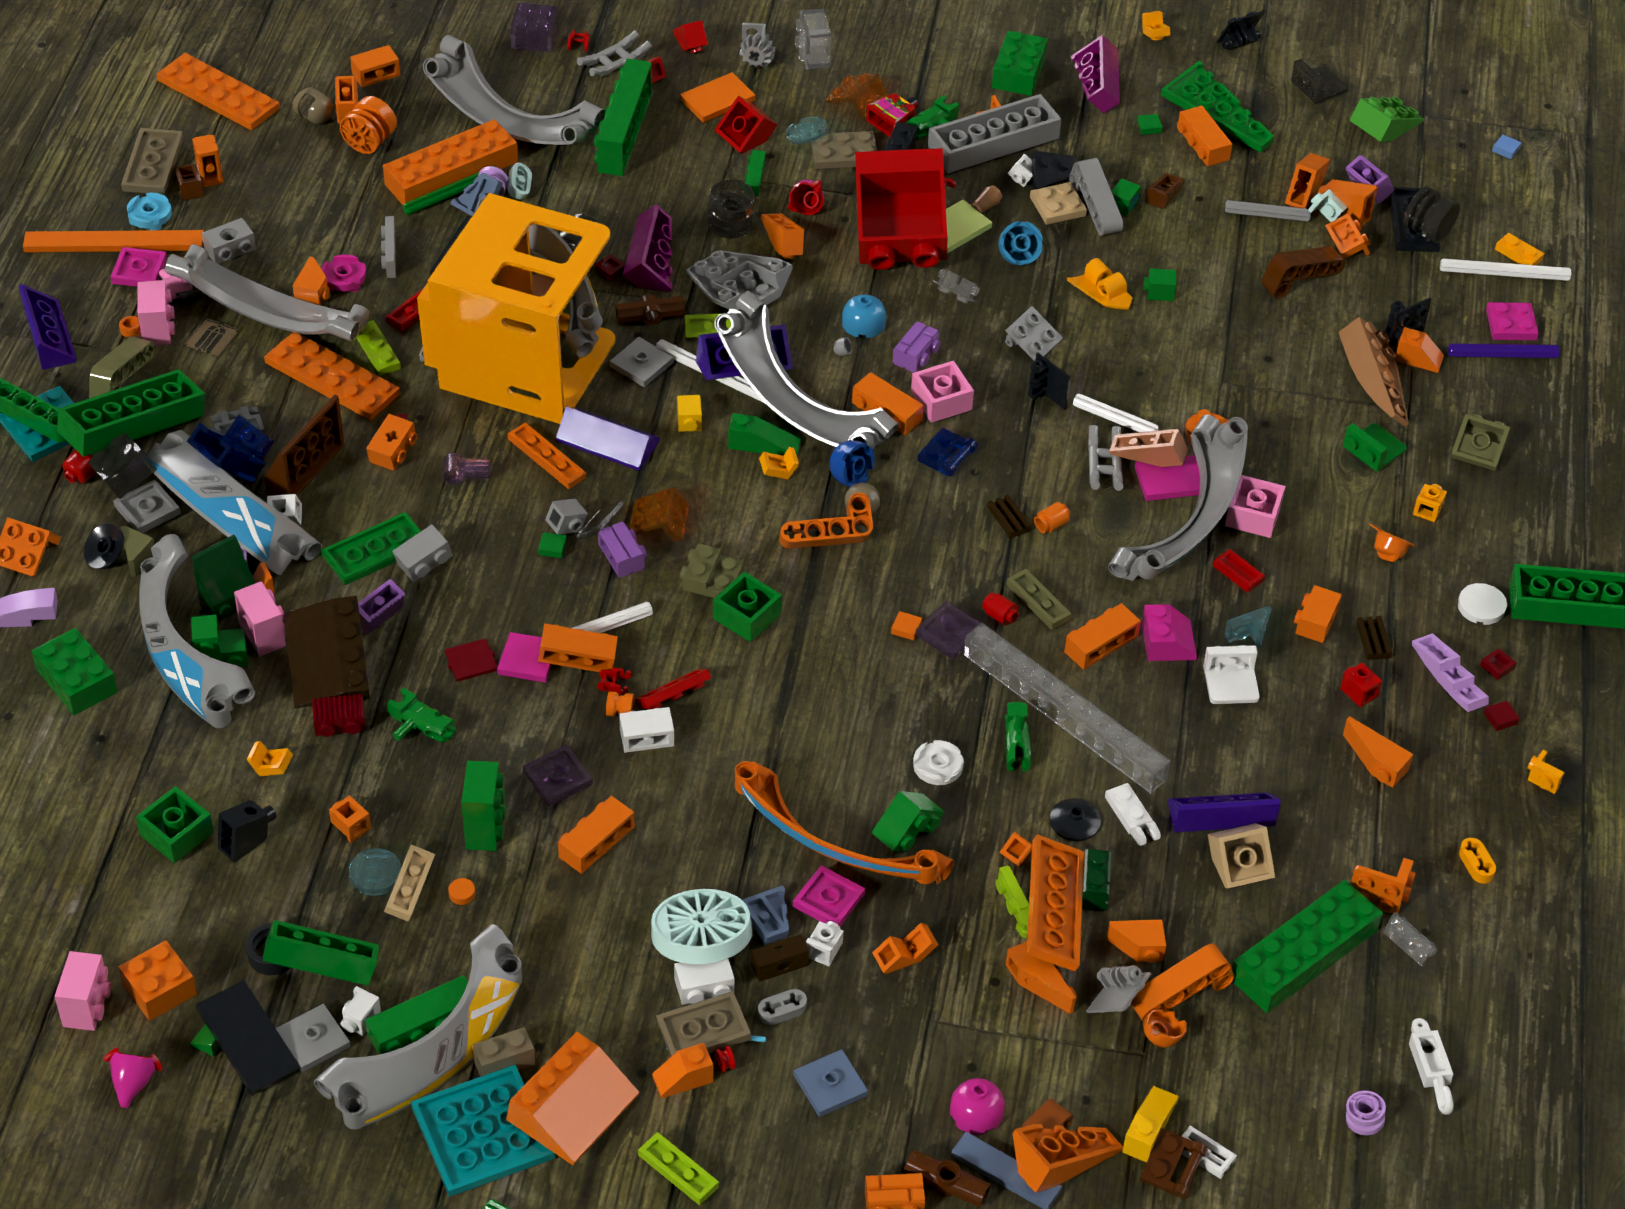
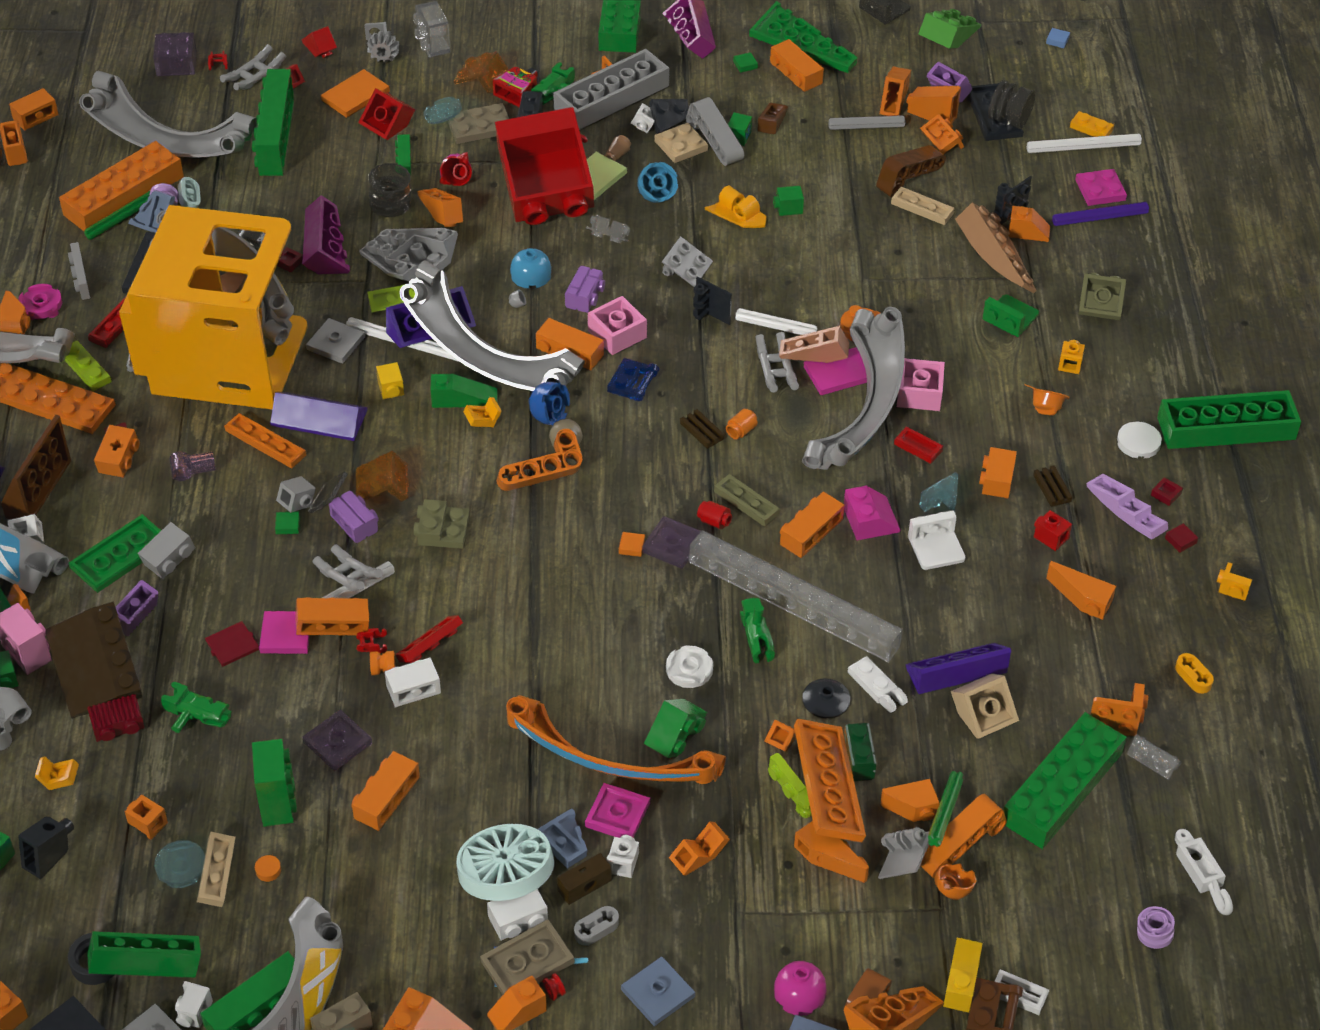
camera: 10 degrees left, 0 degrees up
(368, 124) = (38, 162): orange wheel -> none
(606, 595) = (351, 581): none -> light grey piece
(650, 309) = (333, 292): reddish brown piece -> none
(747, 606) = (482, 550): green brick -> none
(1170, 952) = (945, 809): none -> green axle
(1307, 312) = (922, 205): none -> tan plate
(1328, 205) = (919, 109): light aqua bracket -> none

